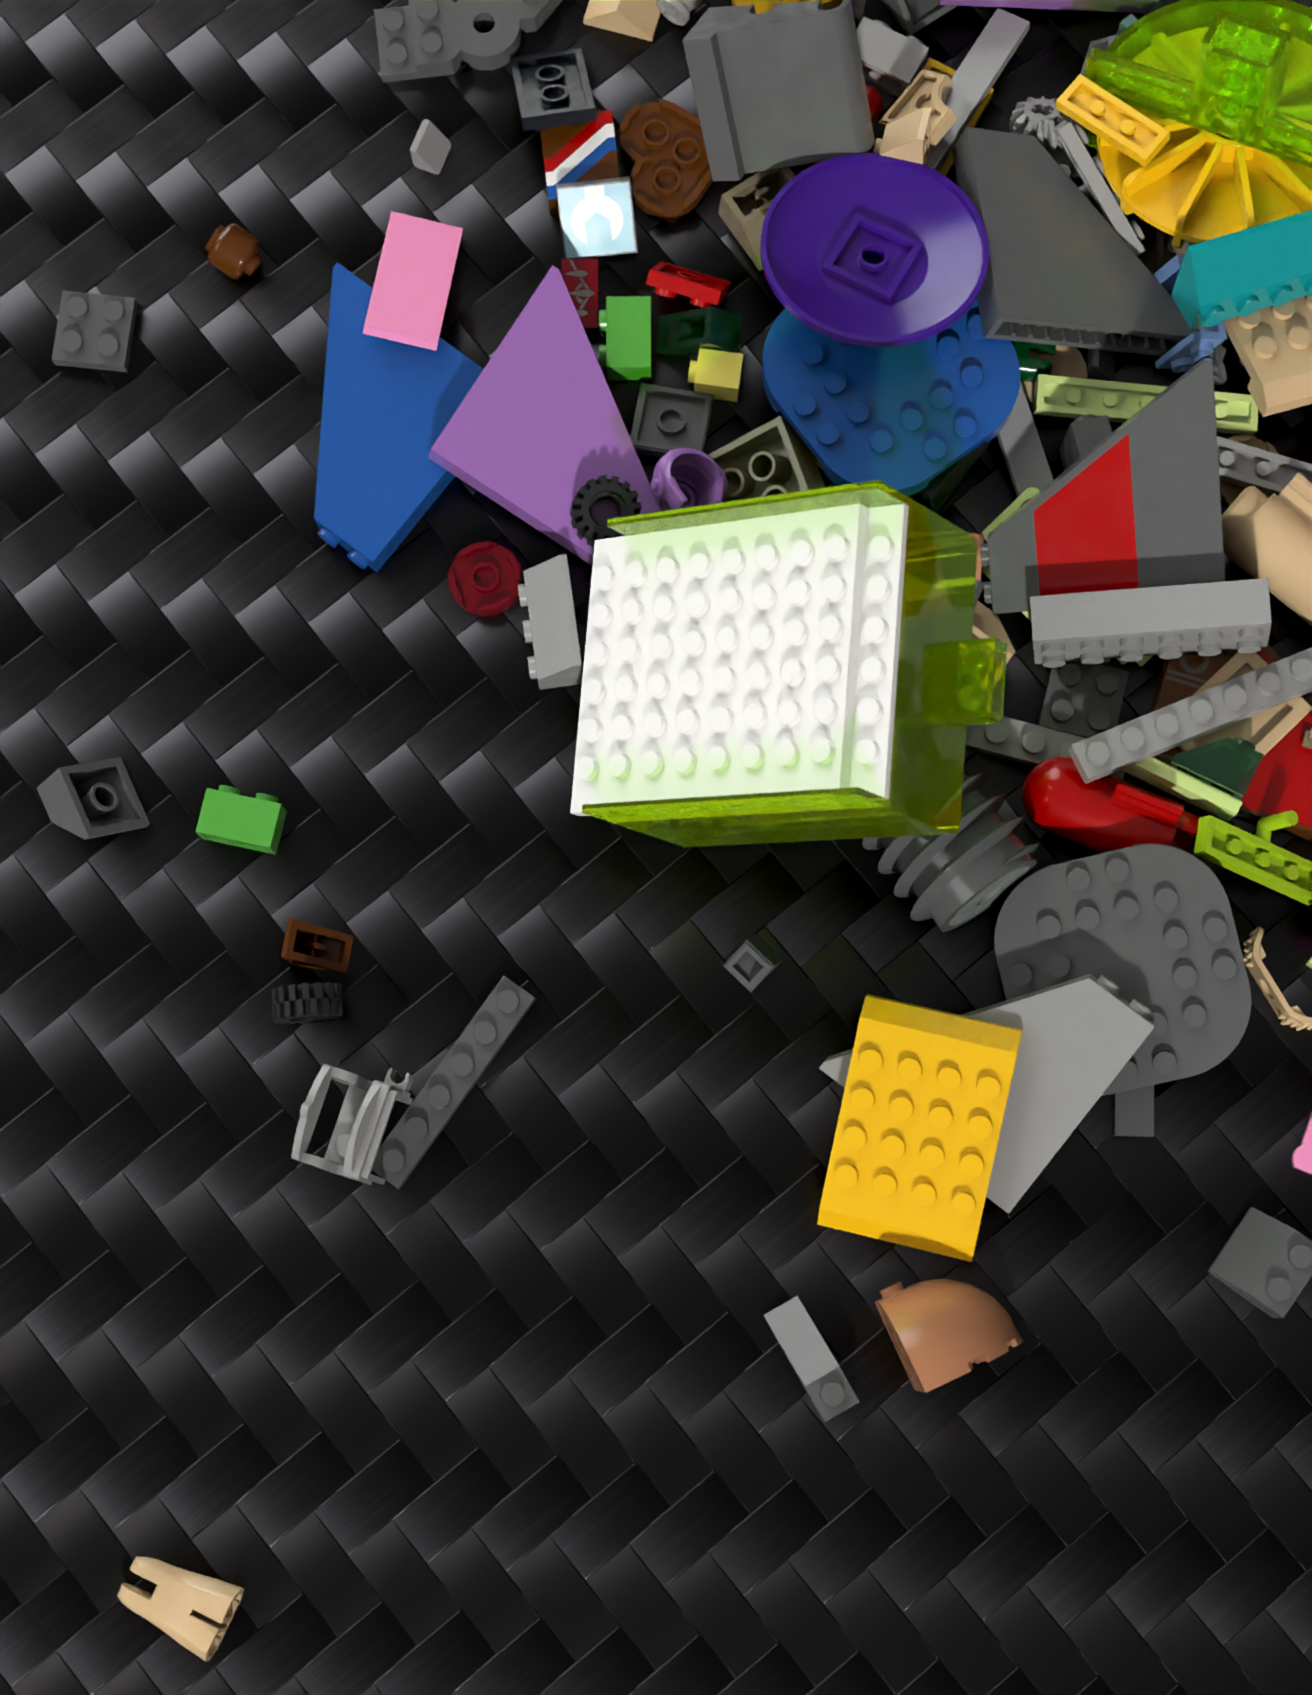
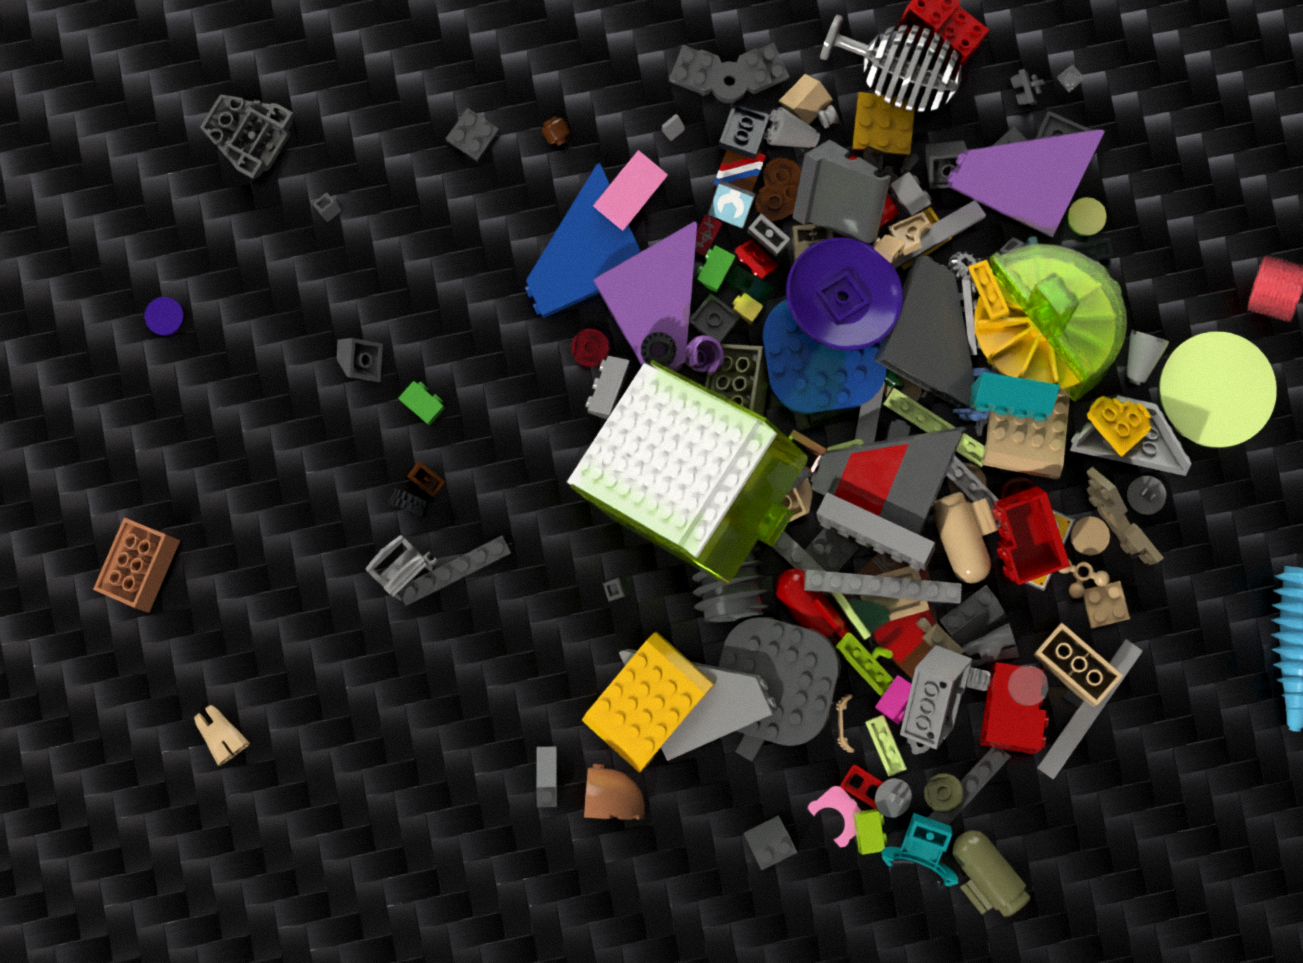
camera: 25 degrees right, 5 degrees up
(628, 52) = (790, 130): none -> light grey cone
(687, 236) = (768, 235): none -> light grey brick

